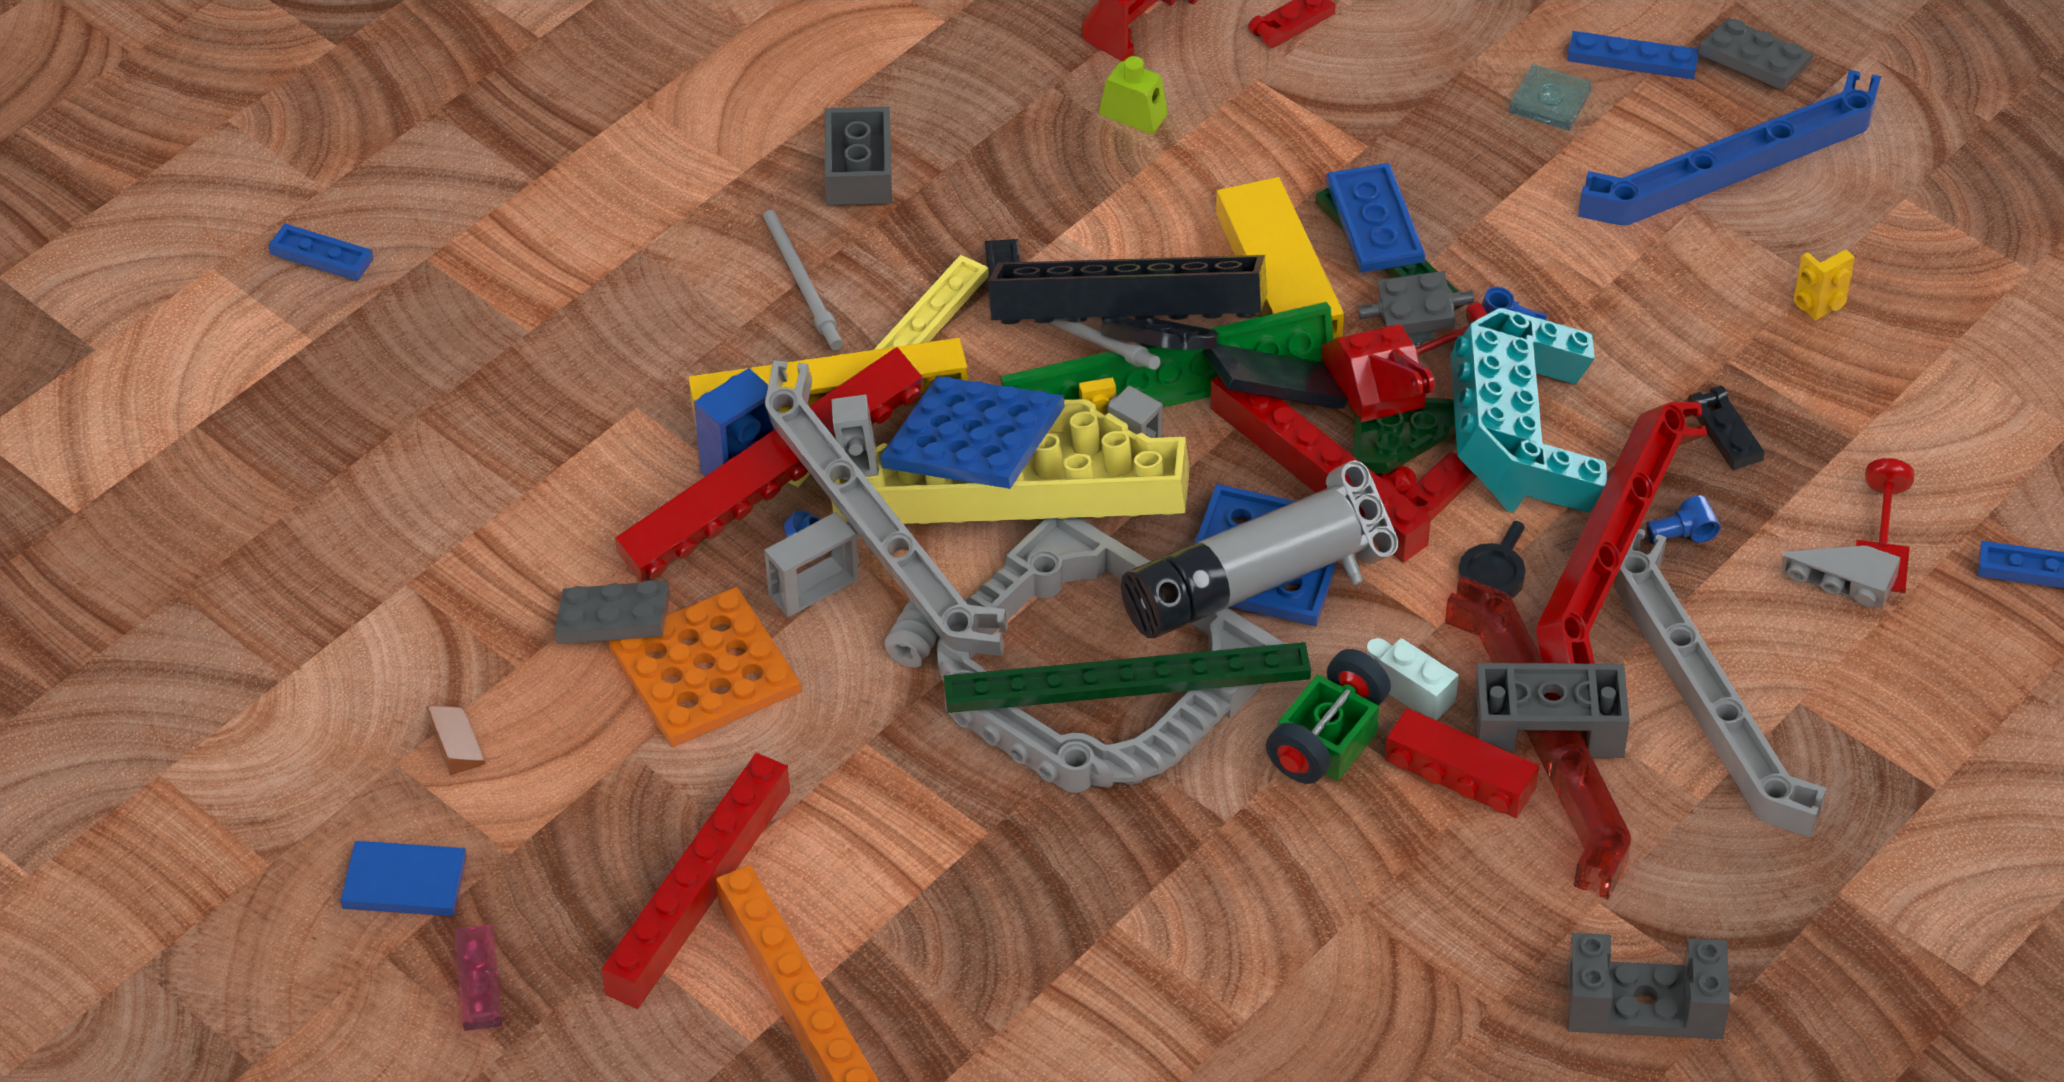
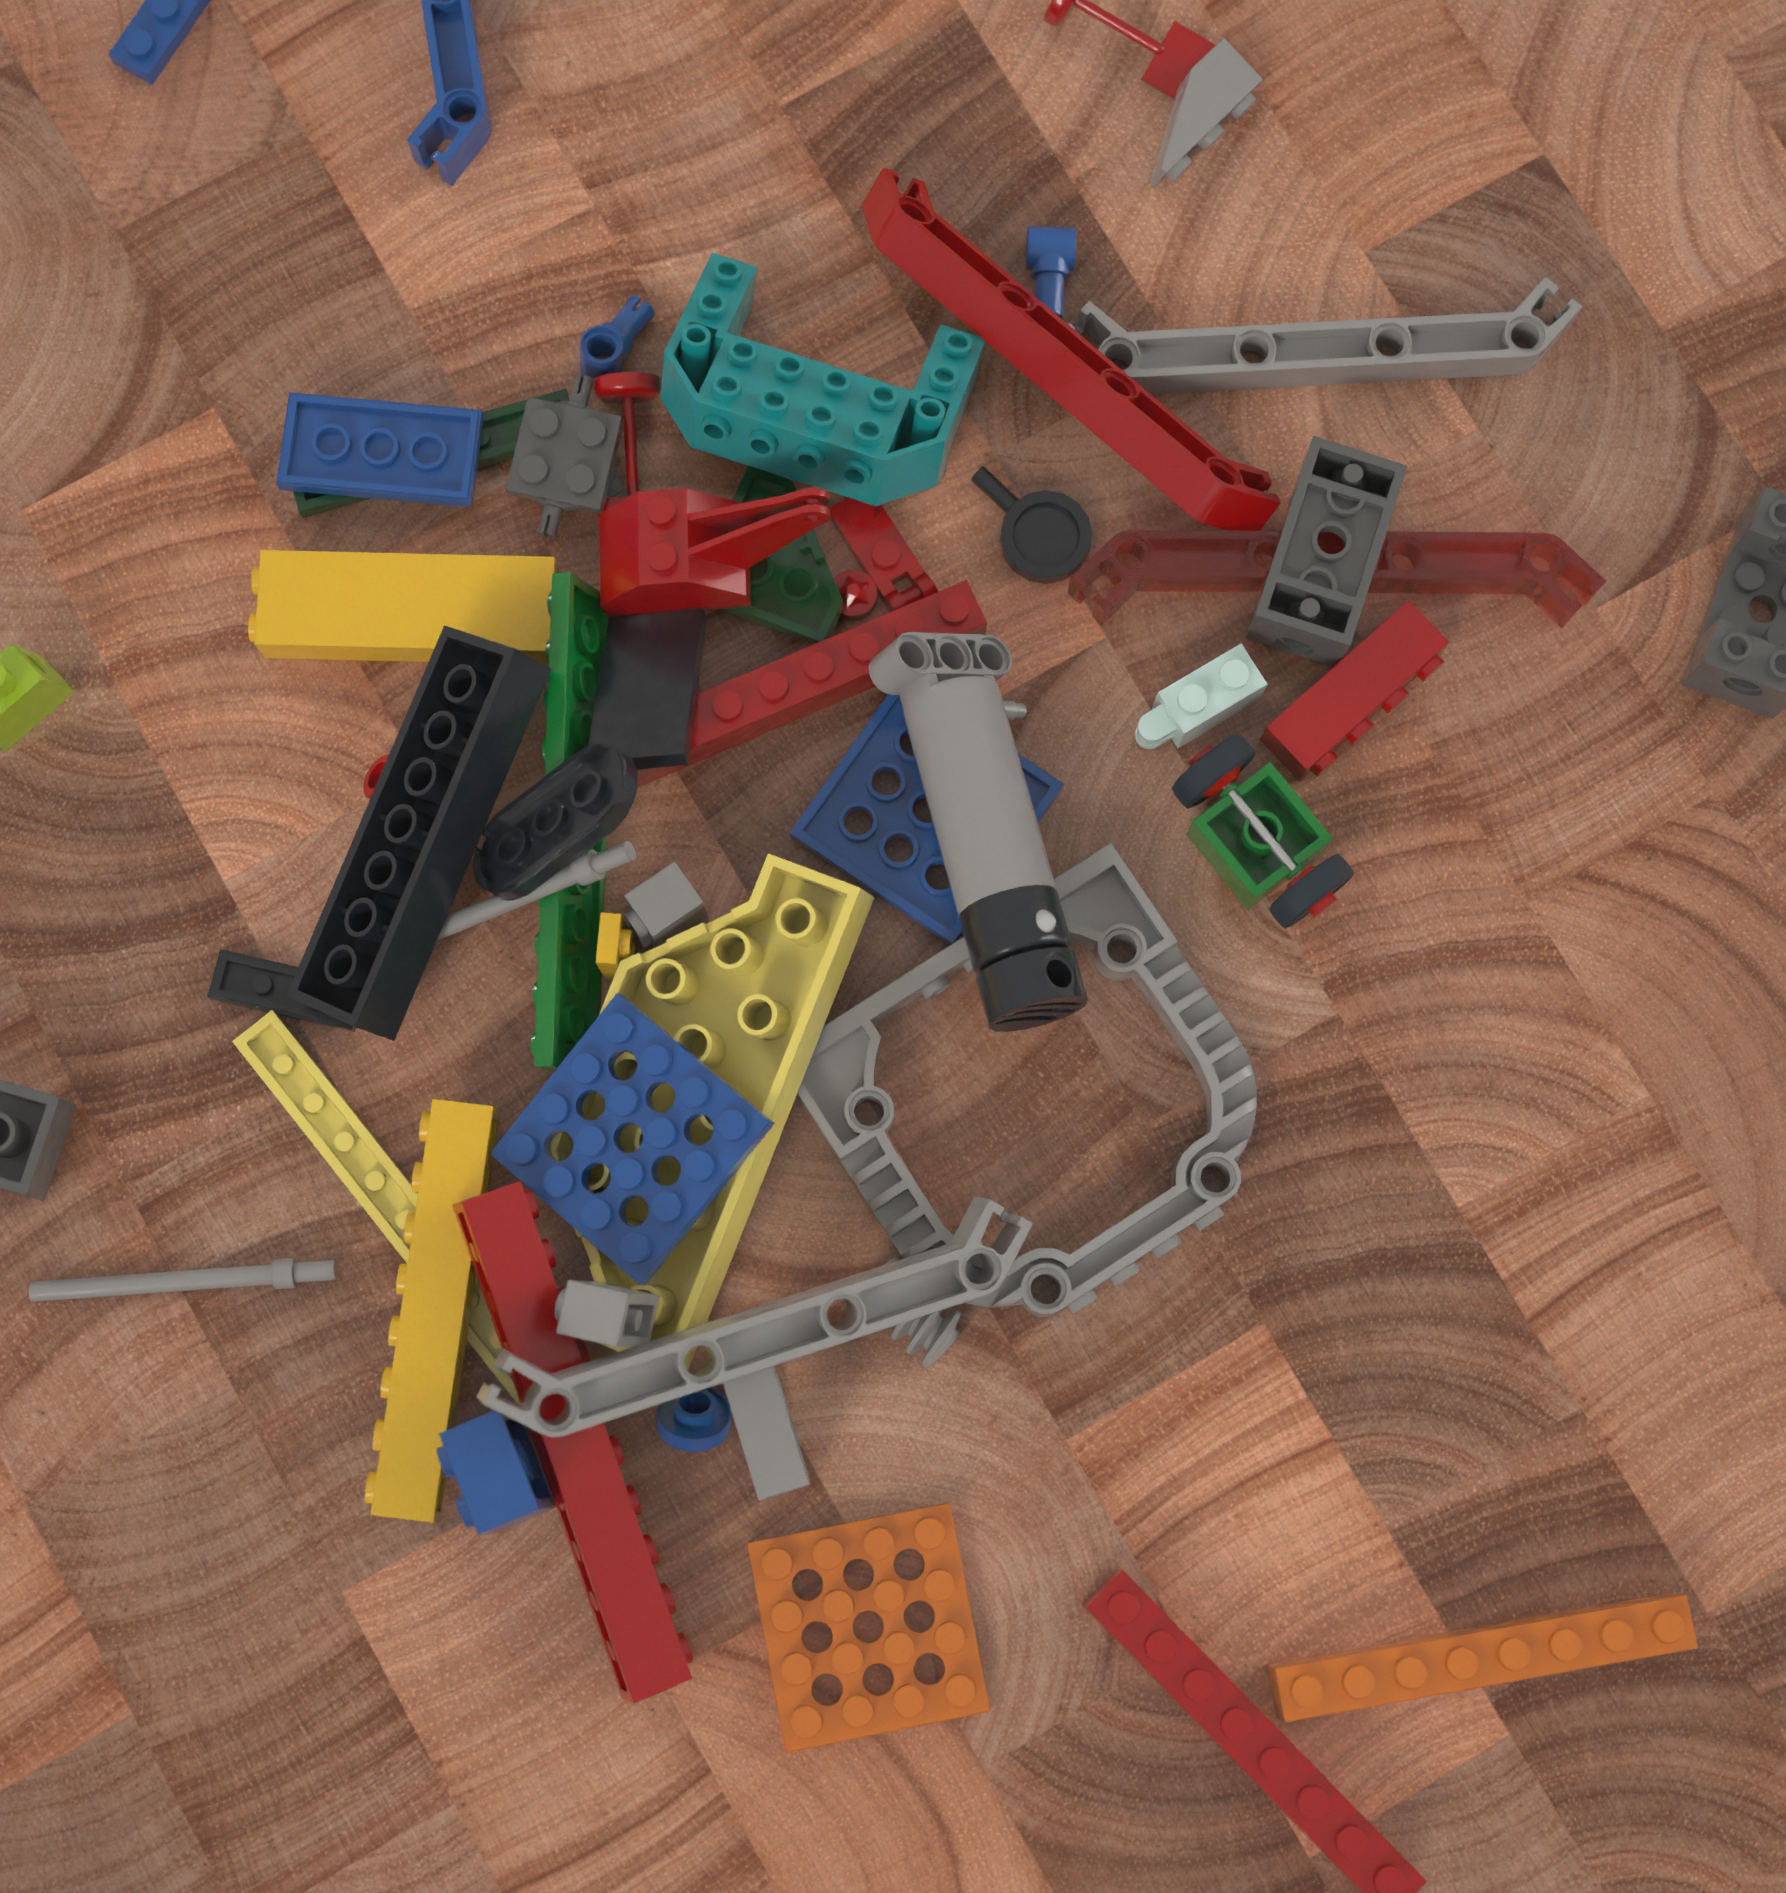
camera: 75 degrees left, 30 degrees up
(612, 612) = (744, 1736): dark grey plate -> none
(1126, 677) = (1122, 1073): dark green plate -> none
(1550, 97) = (219, 133): clear light blue tile -> none
(1727, 429) = (910, 152): black plate -> none

